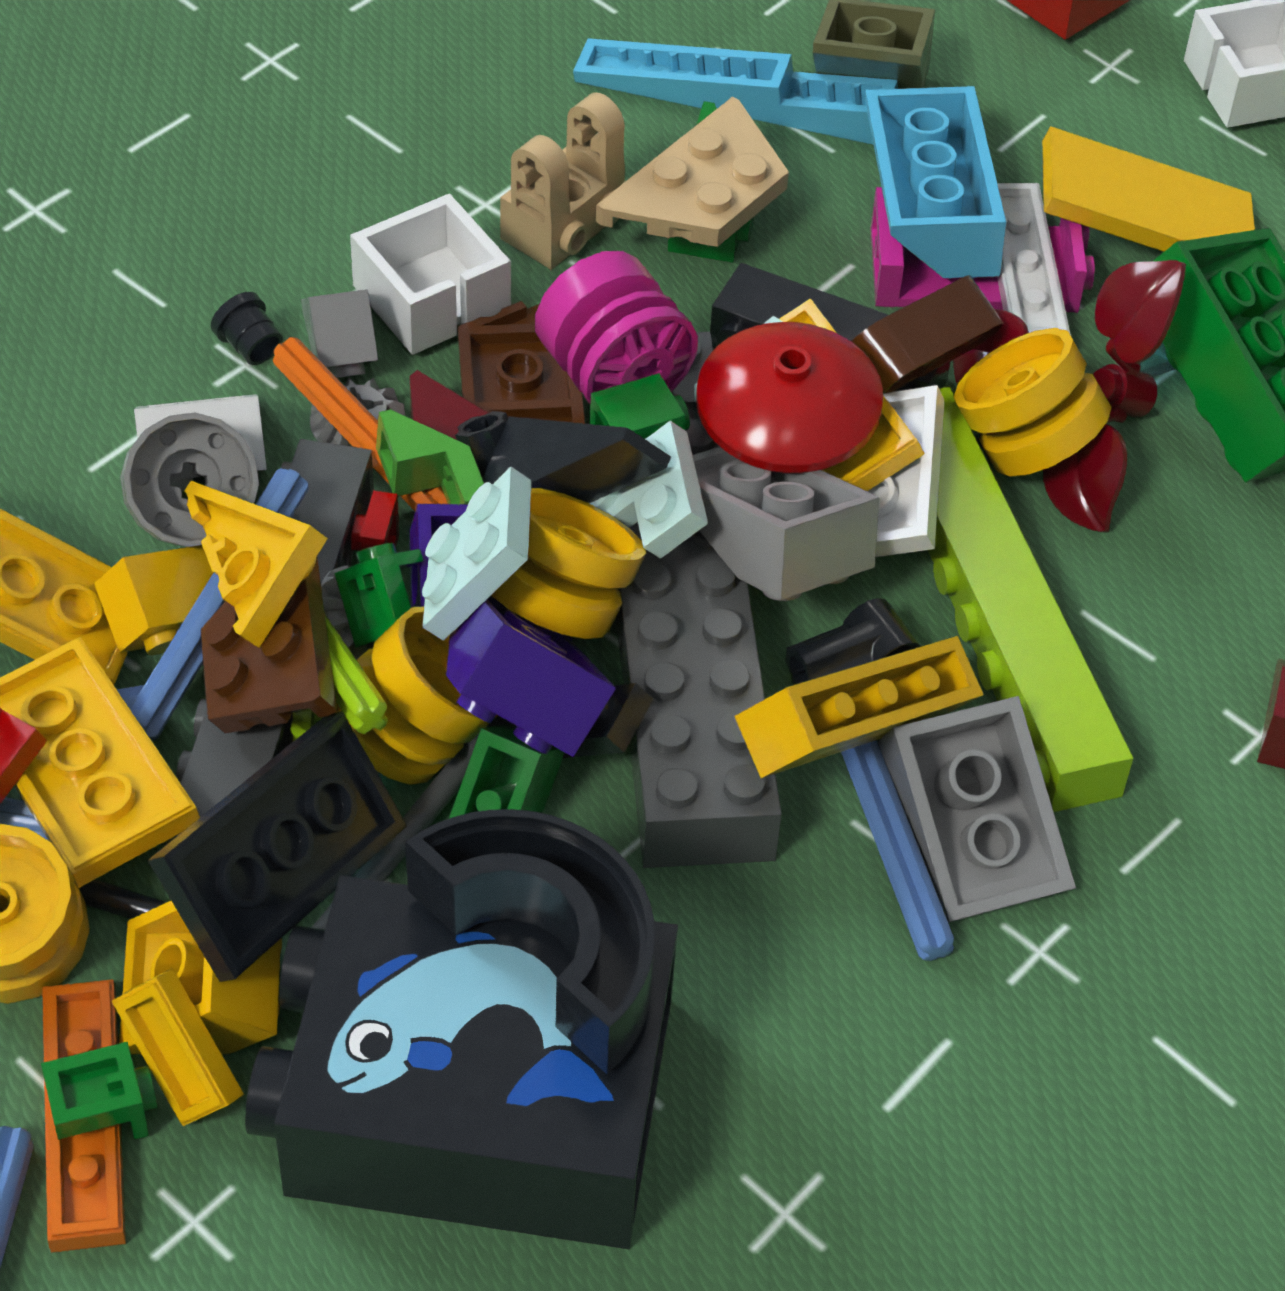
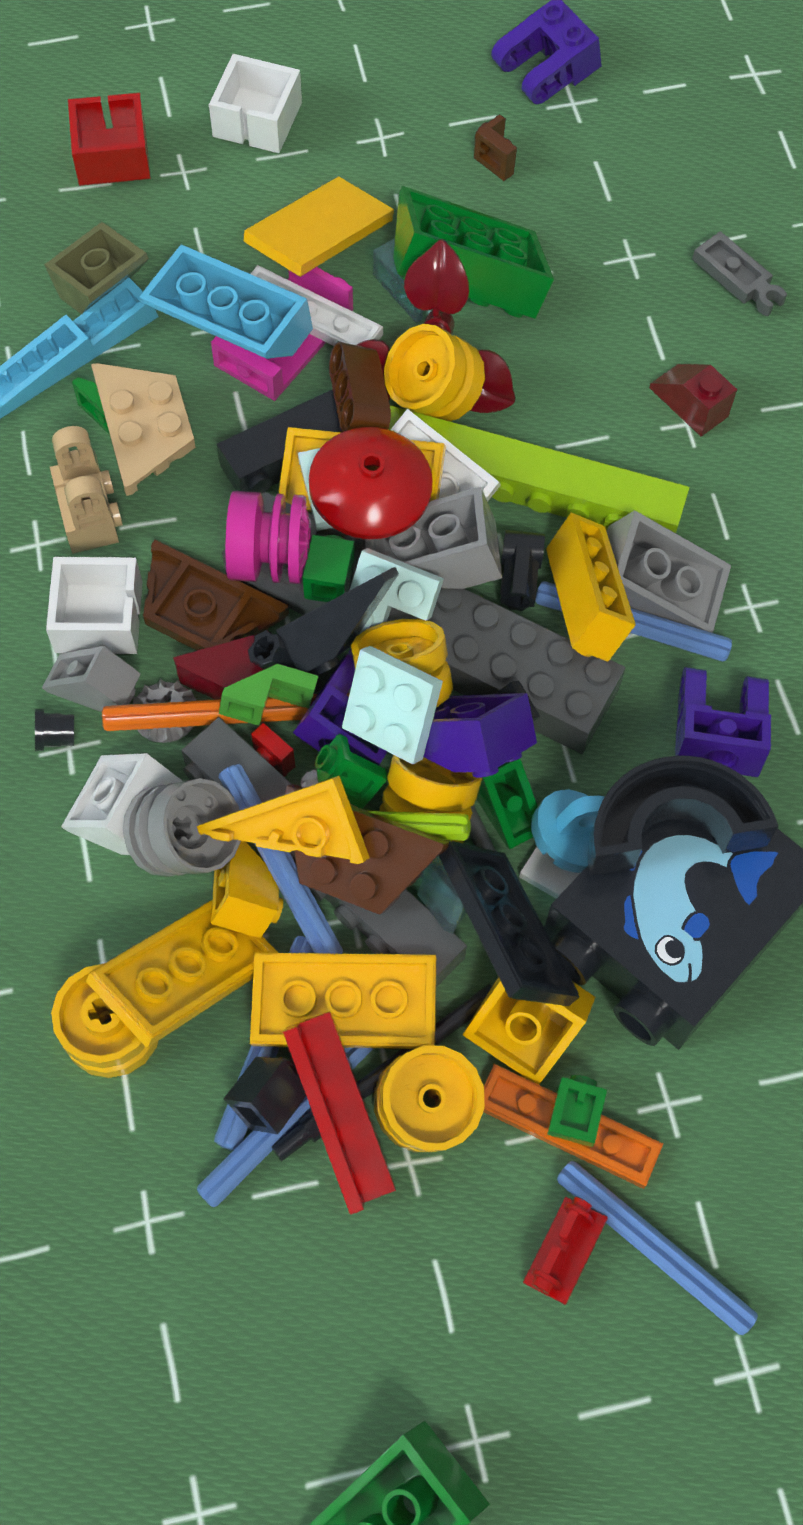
camera: 55 degrees left, 15 degrees up
(177, 1047) = (580, 1052): yellow tile -> none
(778, 1002) = (725, 737): none -> dark purple brick

